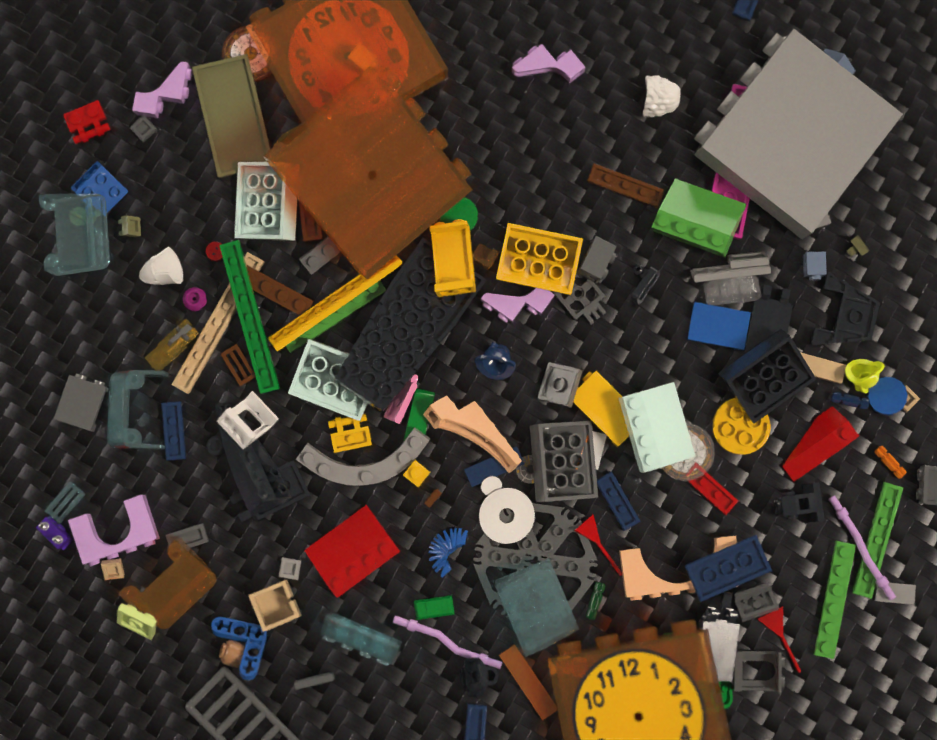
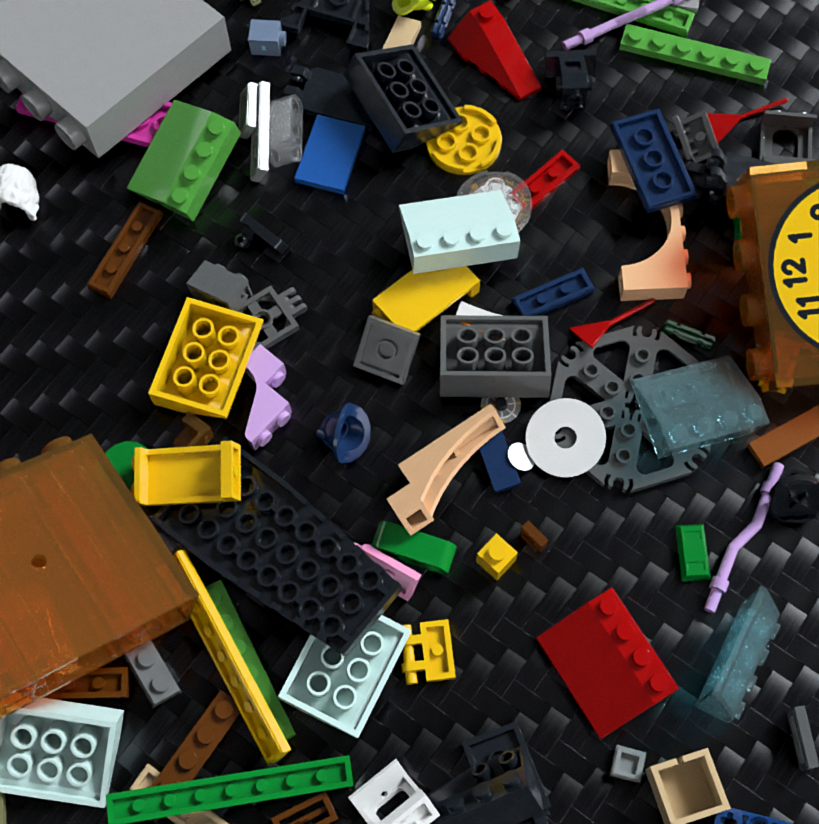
camera: 80 degrees left, 15 degrees down
(367, 473) = (490, 633): light grey plate -> none
(446, 547) = (606, 527): blue hair -> none

